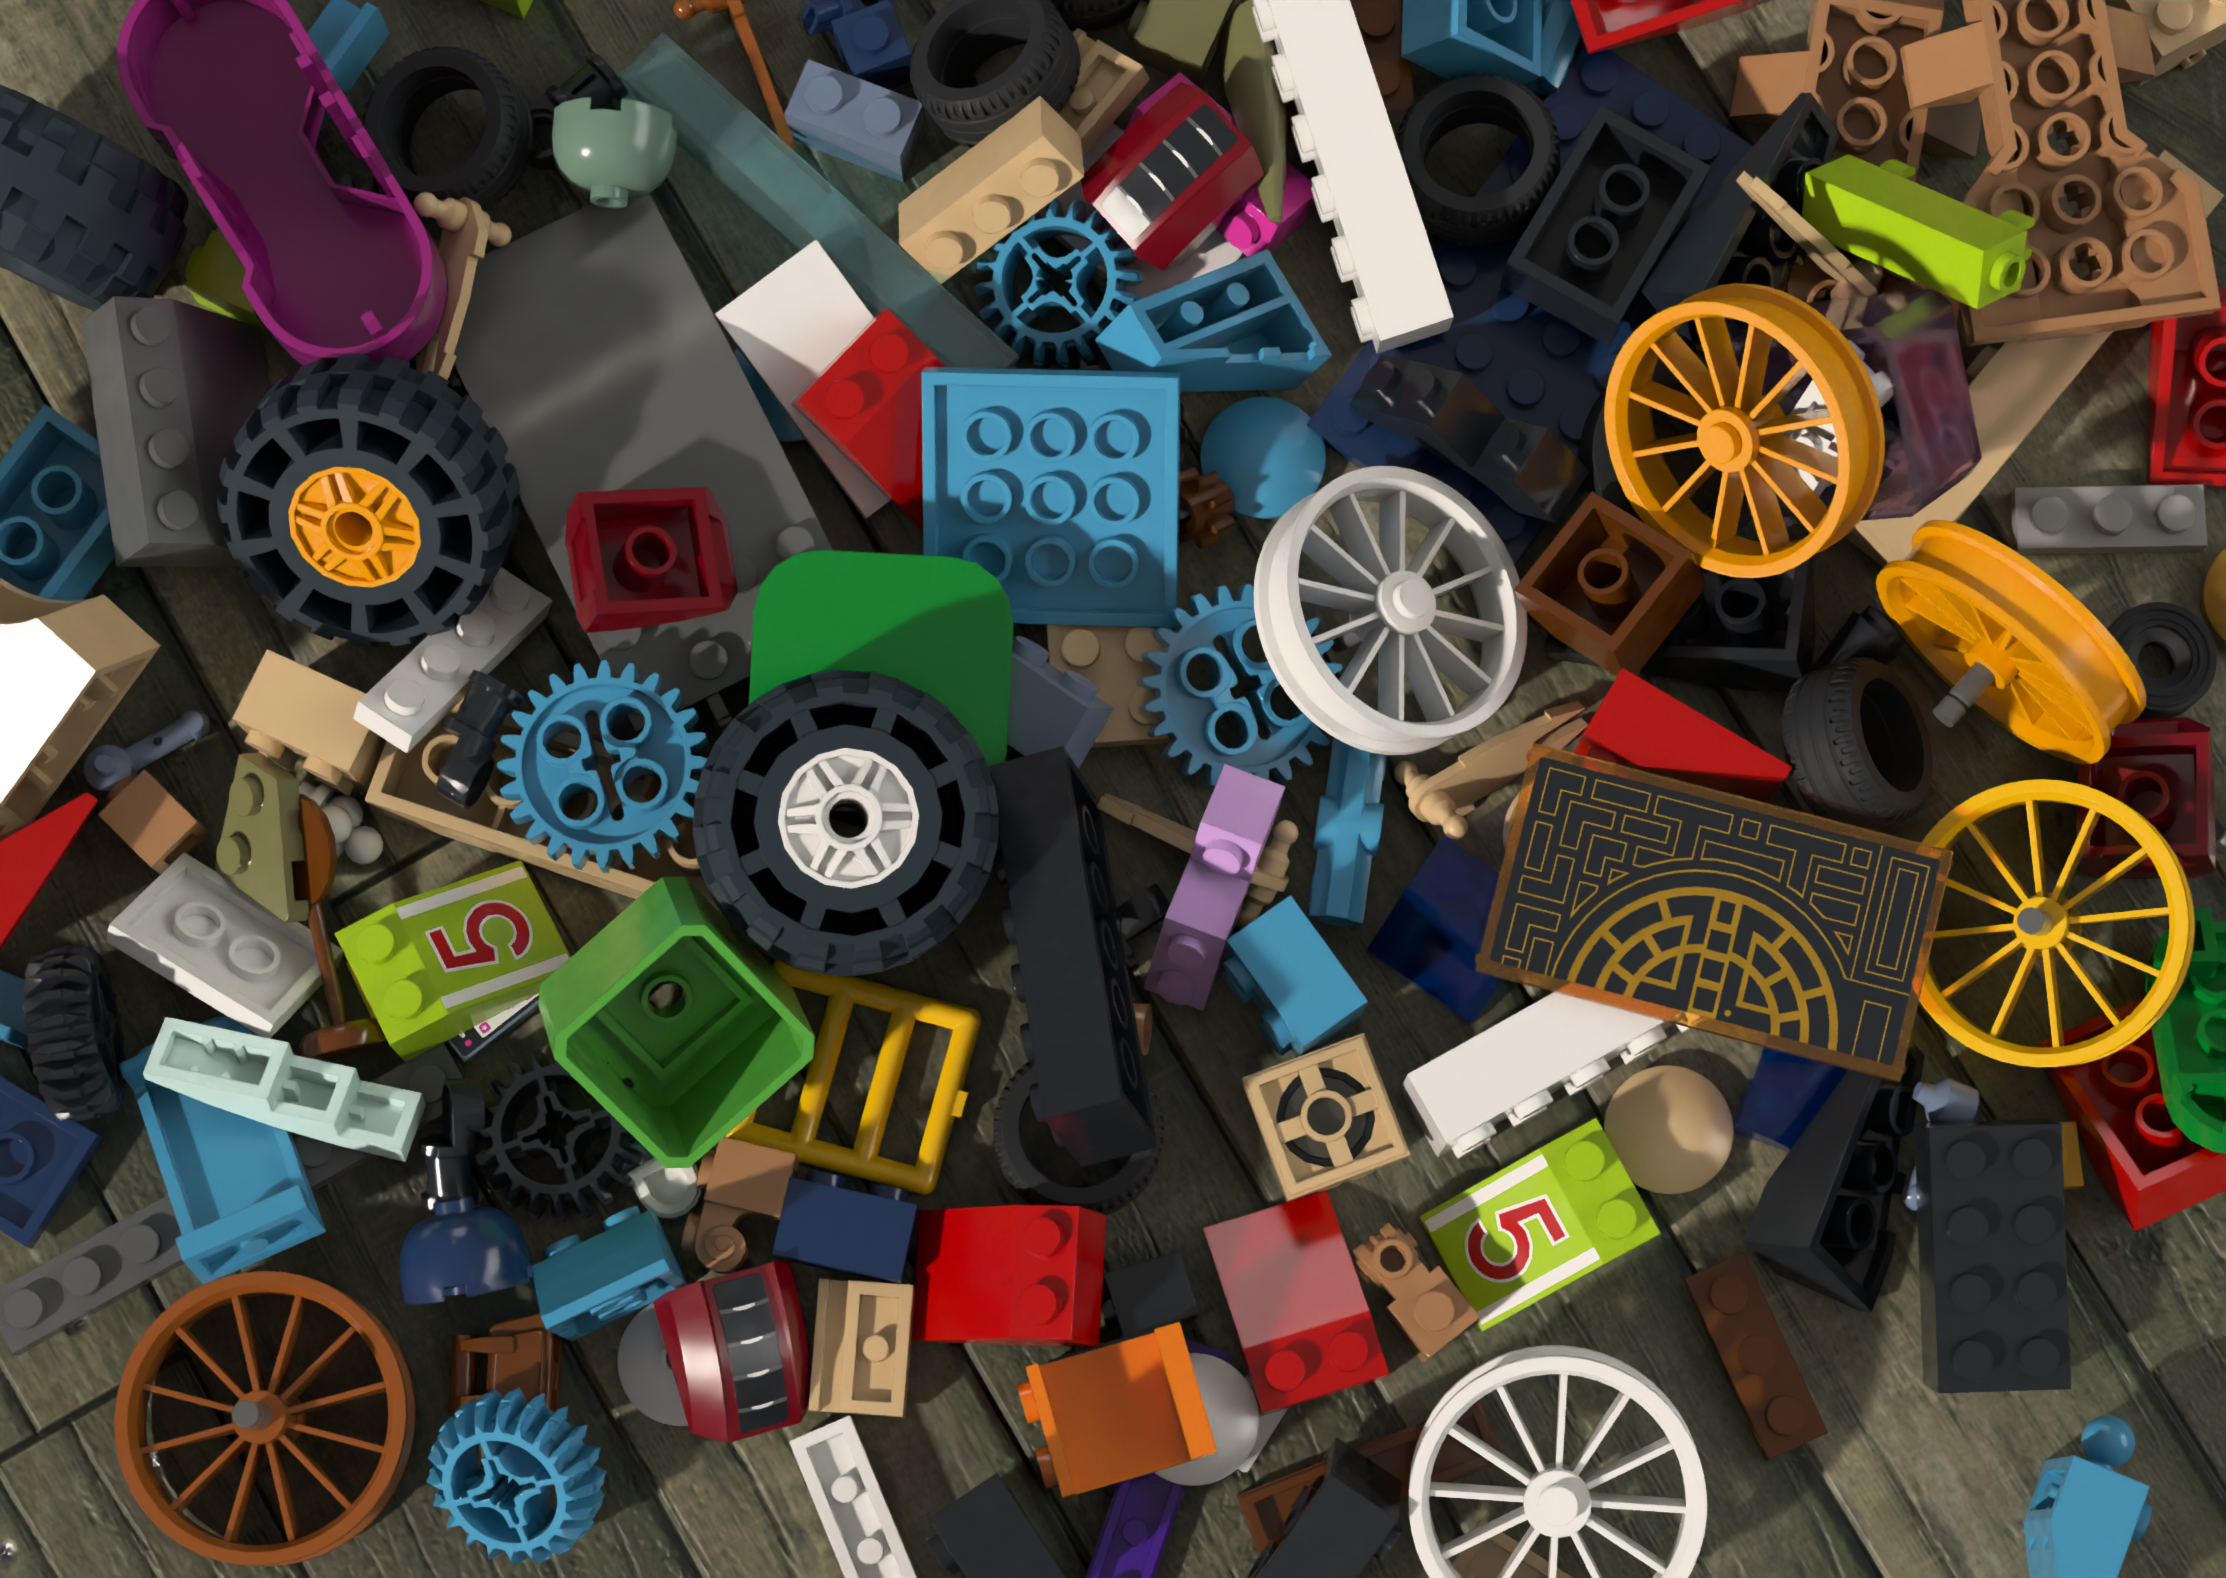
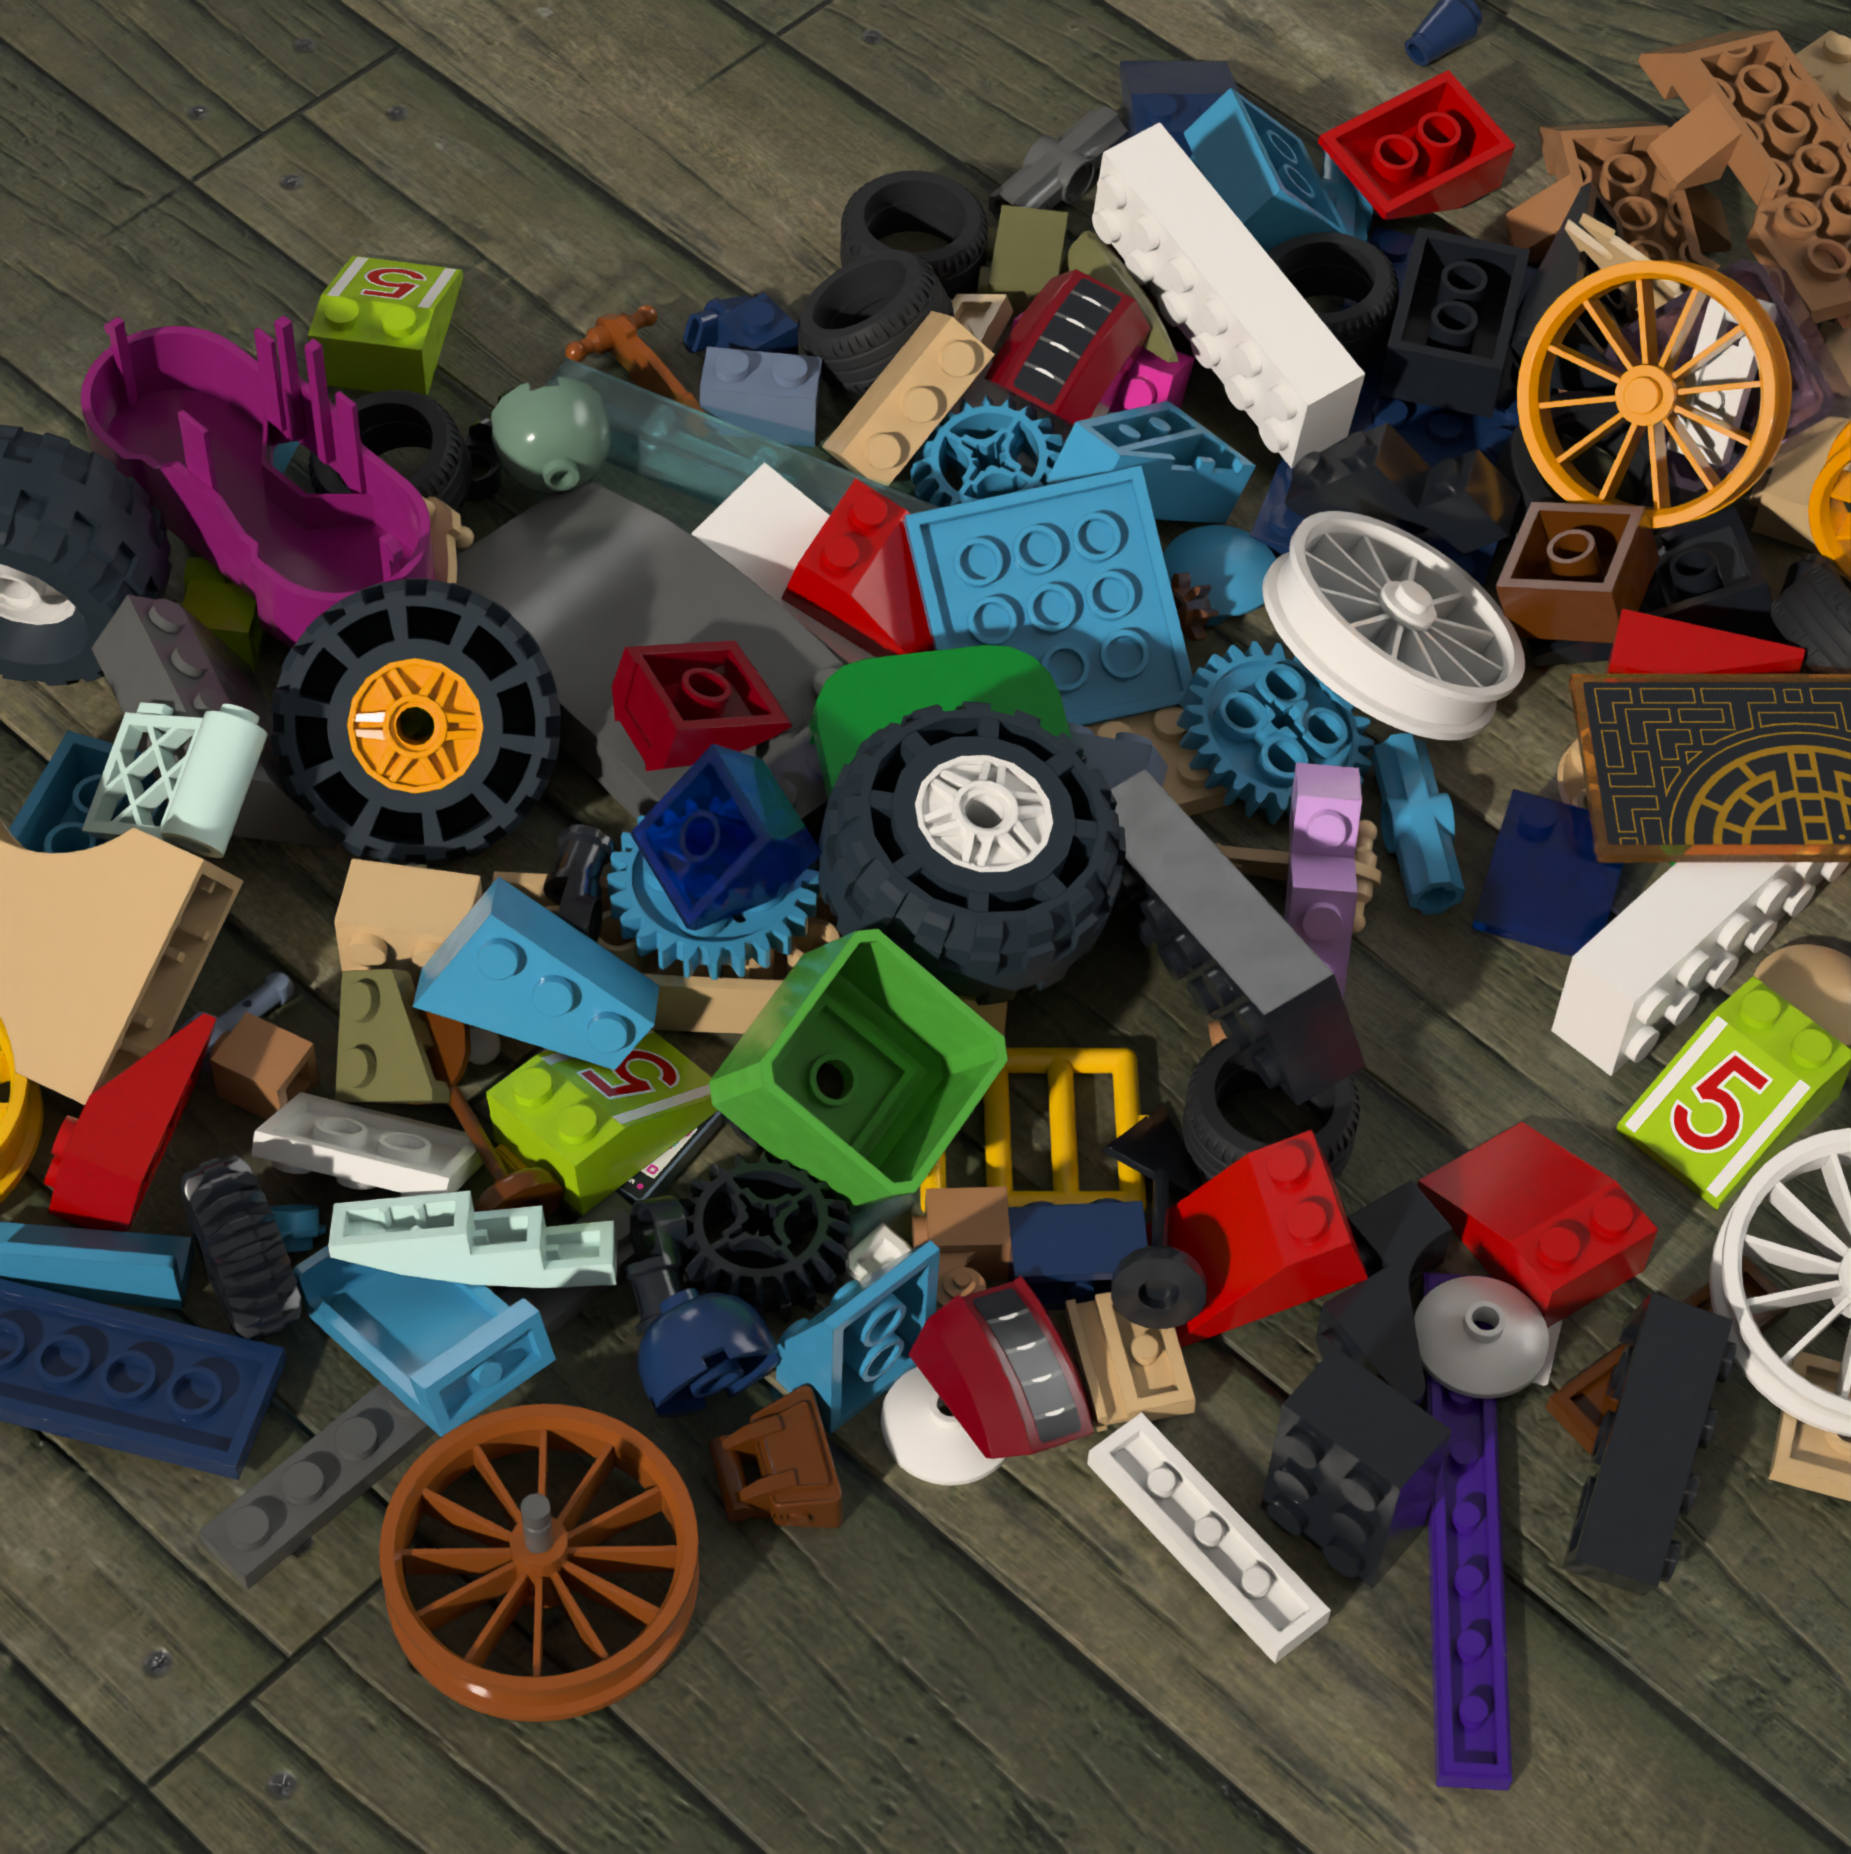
camera: 20 degrees left, 25 degrees down
(131, 552) = (201, 788): none -> light aqua piece
(139, 1001) = (298, 1225): none -> dark azure plate
(406, 838) = (537, 981): none -> dark azure wedge
(437, 670) = (527, 850): white plate -> none
(524, 1454) = (805, 1510): dark azure gear -> none
(611, 748) = (724, 838): none -> clear blue slope
(963, 1144) = (1158, 1282): none -> black piece
(1117, 1412) = (1424, 1314): orange panel -> none
(1291, 980) = (1426, 935): dark azure brick -> none
(1325, 1117) = (1497, 1046): tan piece -> none
(1425, 1303) = (1660, 1172): medium nougat brick -> none
(1483, 769) = (1517, 755): tan piece -> none
(1917, 229) = (1754, 232): lime brick -> none

